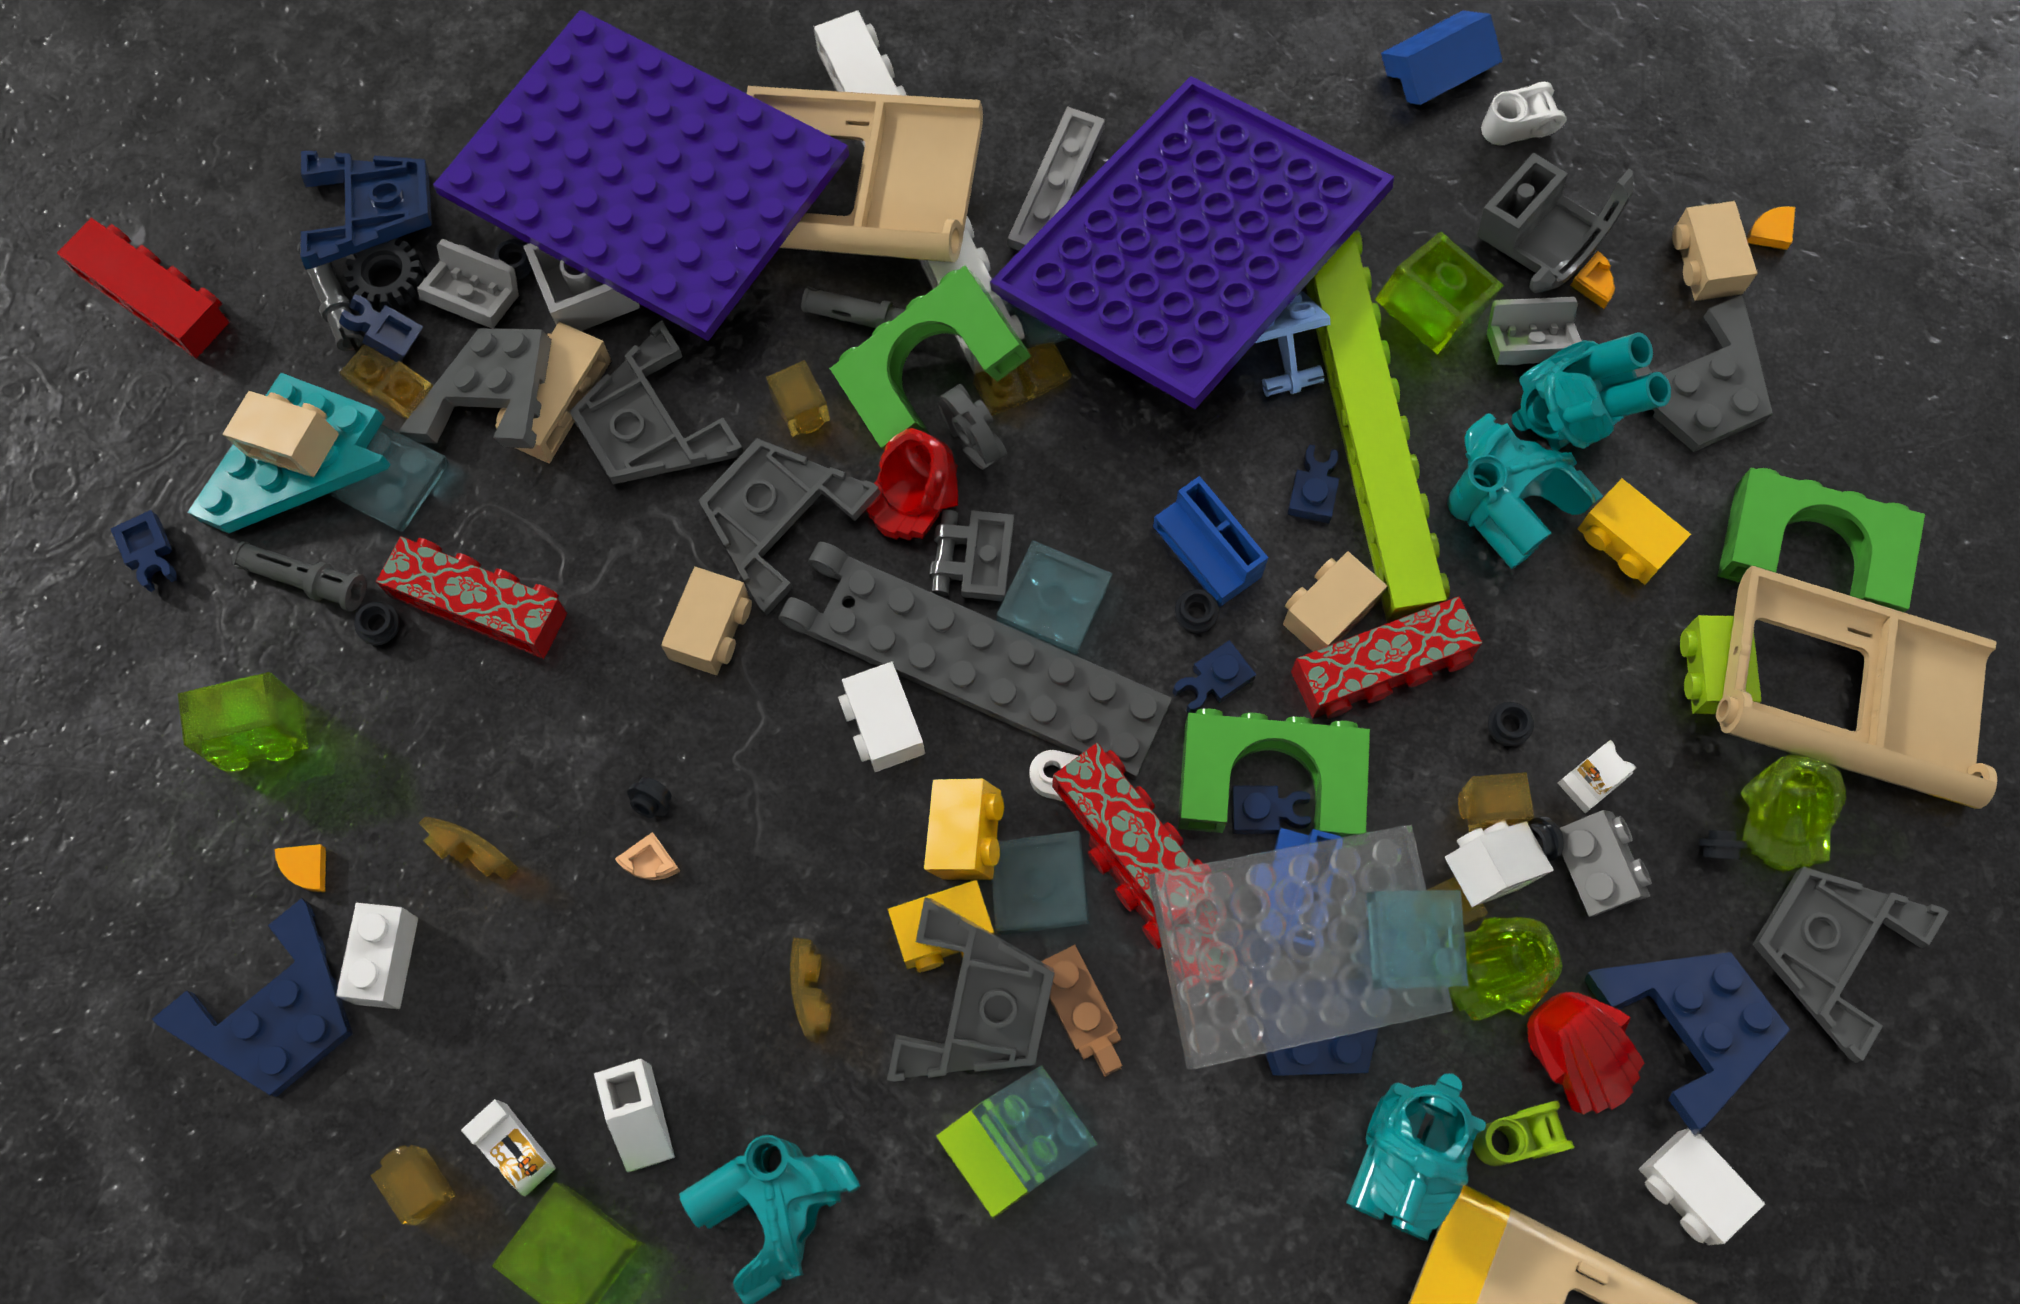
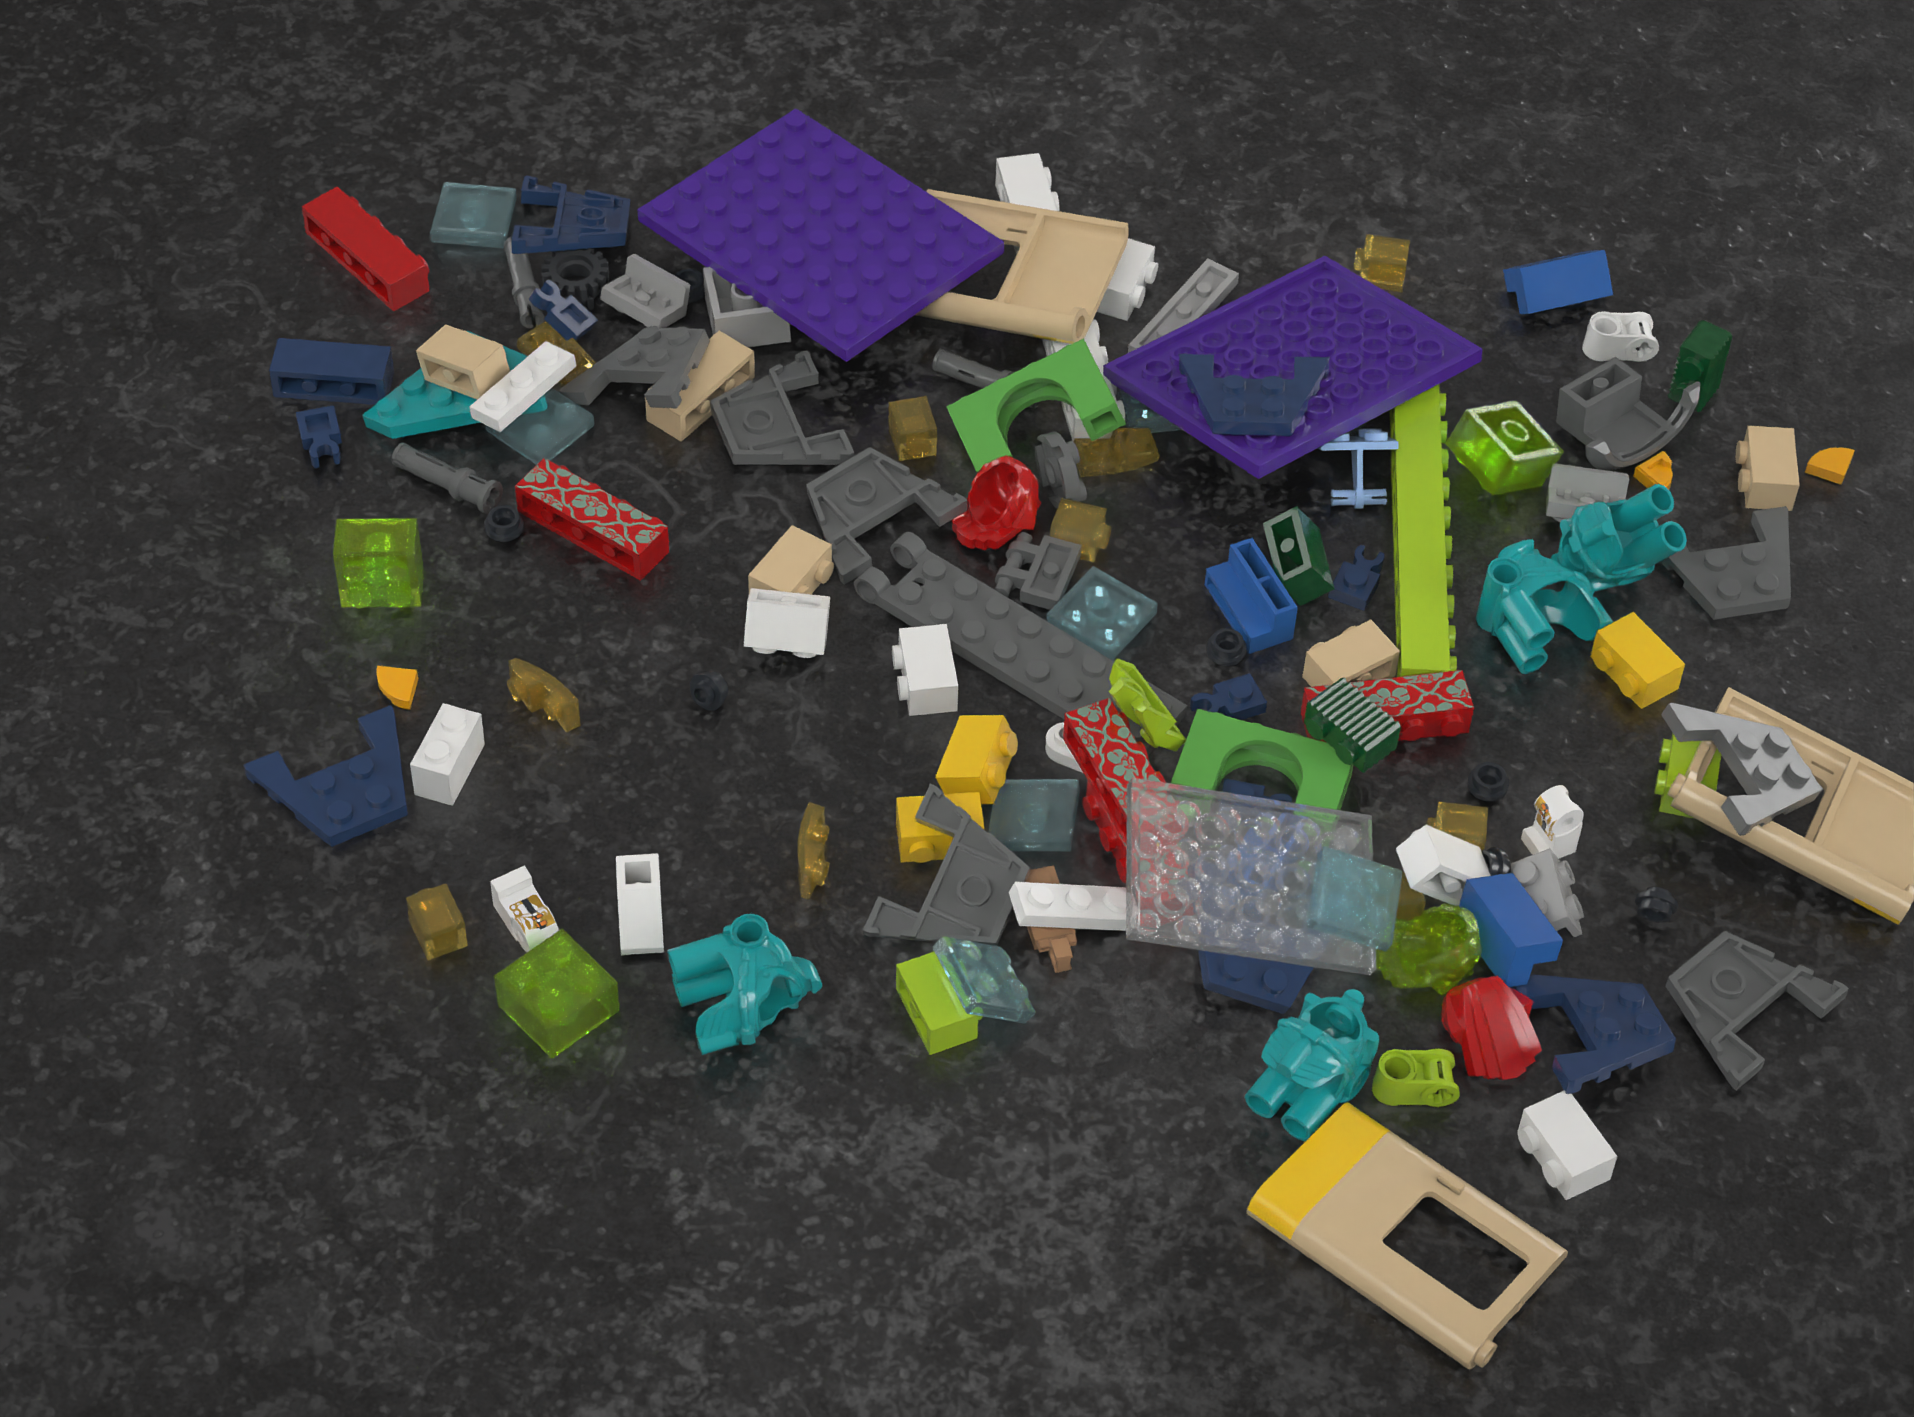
camera: 10 degrees right, 20 degrees down
(139, 461) = (331, 371): none -> dark blue brick
(255, 215) = (473, 215): none -> clear light blue plate
(355, 450) = (522, 386): none -> white plate
(648, 860) = (694, 738): light nougat tile -> none
(716, 694) = (786, 622): none -> white brick
(995, 138) = (1129, 280): none -> white brick
(1008, 491) = (1081, 525): none -> clear yellow brick
(1107, 1003) = (1069, 906): none -> white plate
(1133, 734) = (1143, 707): none -> lime plate
(1165, 311) = (1253, 405): none -> dark blue wing
(1250, 480) = (1298, 555): none -> dark green brick
(1253, 71) = (1383, 261): none -> clear yellow brick
(1362, 708) = (1351, 725): none -> dark green brick
(1586, 923) = (1510, 927): none -> blue piece
(1620, 139) = (1701, 360): none -> dark green brick
(1793, 811) = (1727, 887): clear neon green hair -> none
(1811, 660) = (1759, 759): none -> wing
(1879, 534) = (1774, 664): bright green arch -> none

